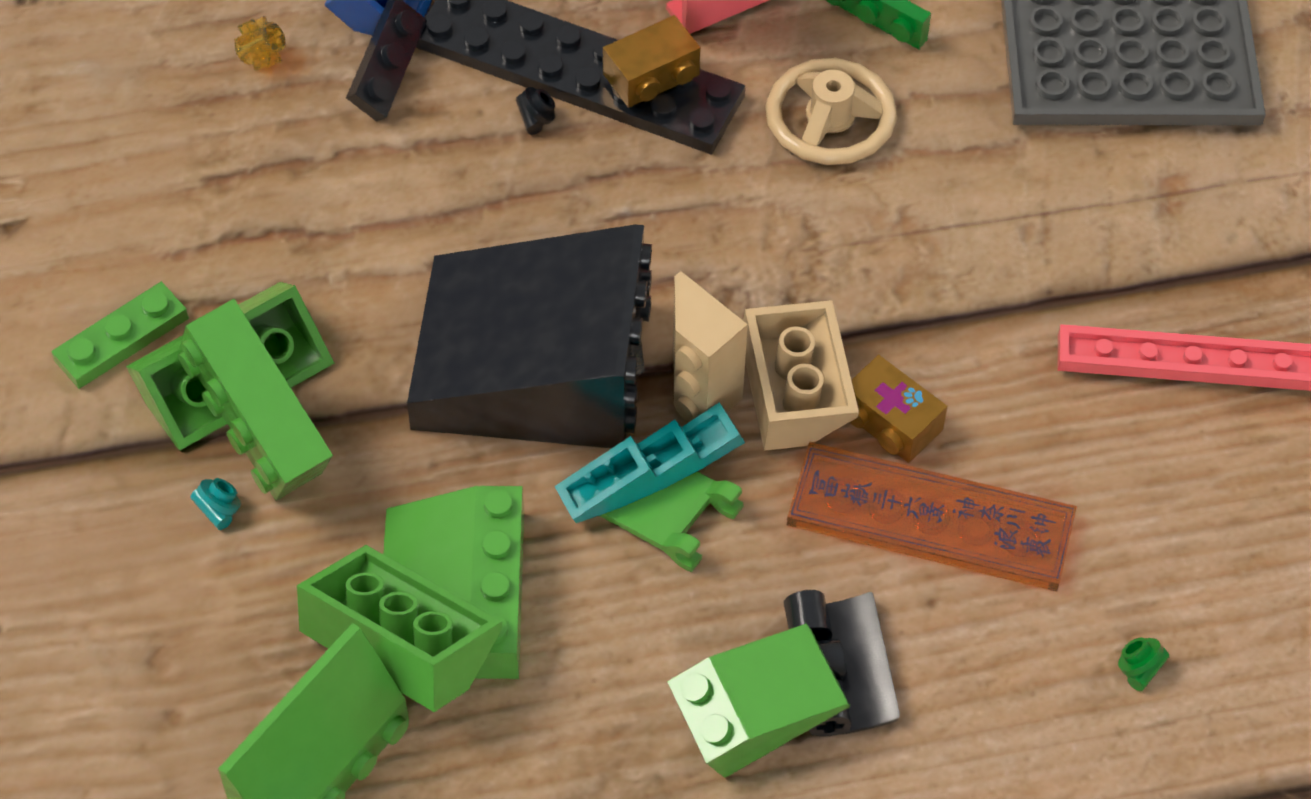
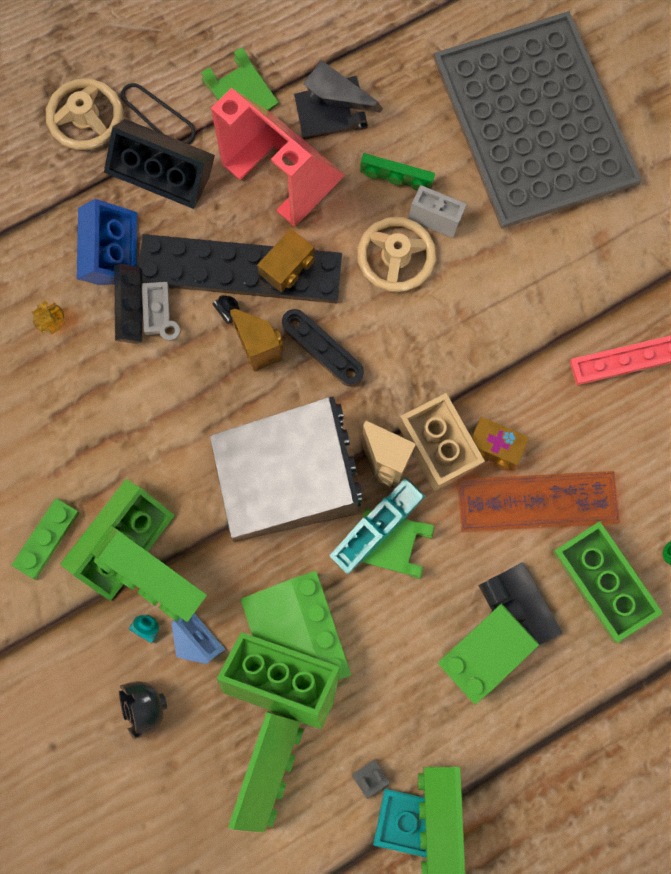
camera: 20 degrees left, 20 degrees up
(162, 603) = (142, 707): none -> black cylinder
(286, 538) = (195, 641): none -> medium blue slope
(428, 82) = (157, 310): none -> light grey hinge
(565, 153) = (258, 339): none -> pearl gold slope
(663, 201) = (322, 347): none -> black plate
(916, 69) = (437, 211): none -> light grey hinge
(1002, 656) = (607, 582): none -> bright green brick

